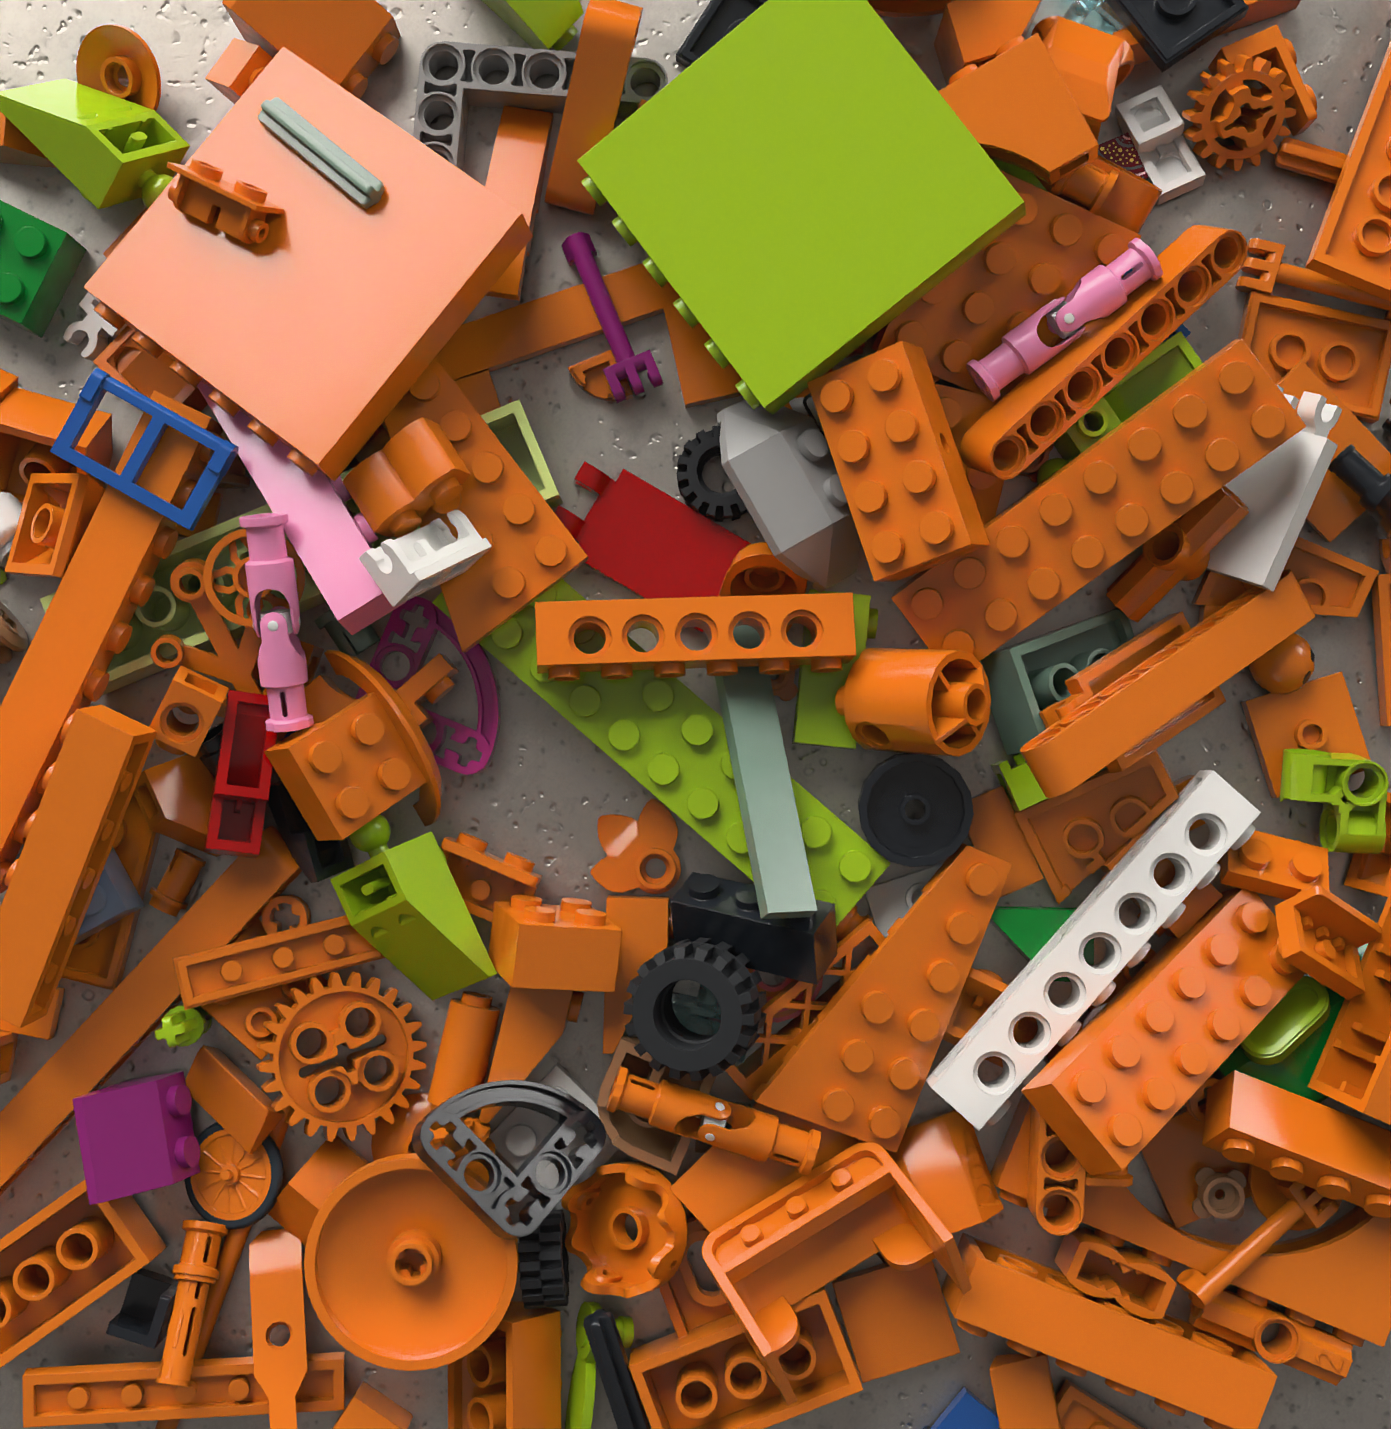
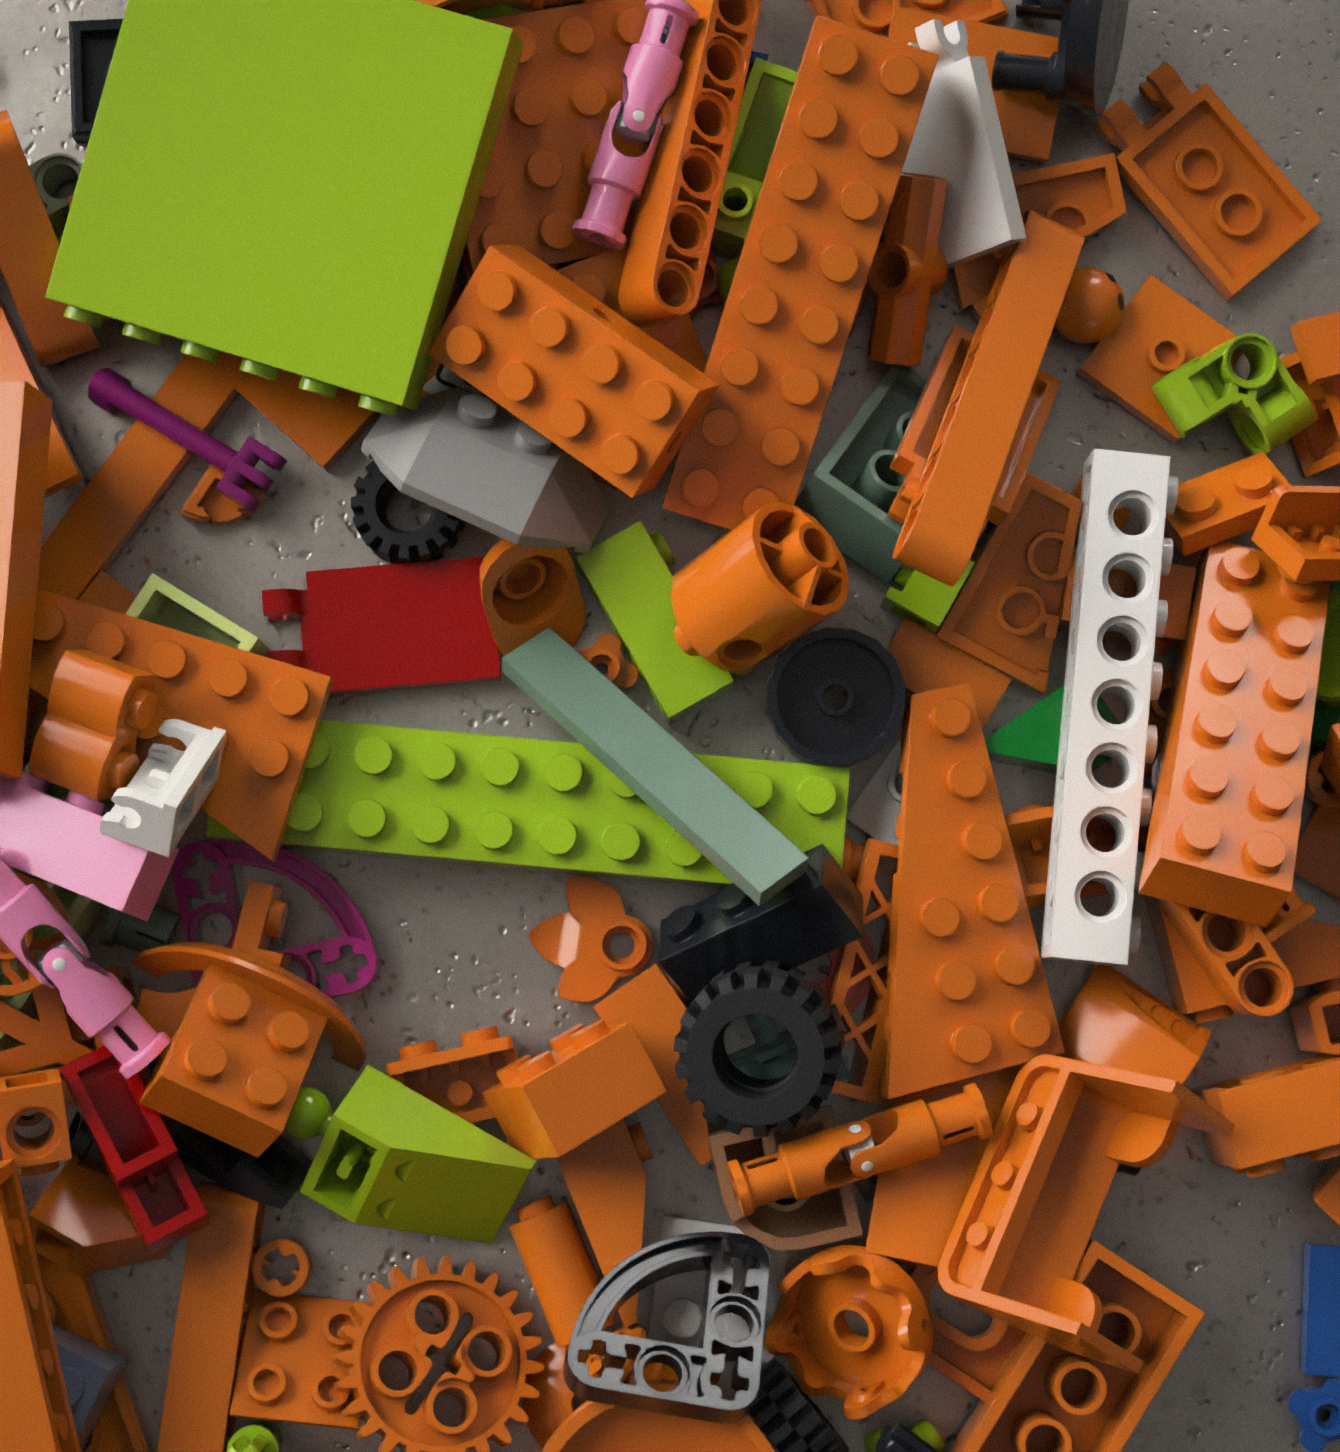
camera: 40 degrees left, 5 degrees down
(176, 882) = (143, 1312): orange pin -> none
(270, 961) = (296, 1319): orange tile -> none
(824, 614) = (606, 569): orange brick -> none
(894, 1319) = (1186, 1222): orange tile -> none

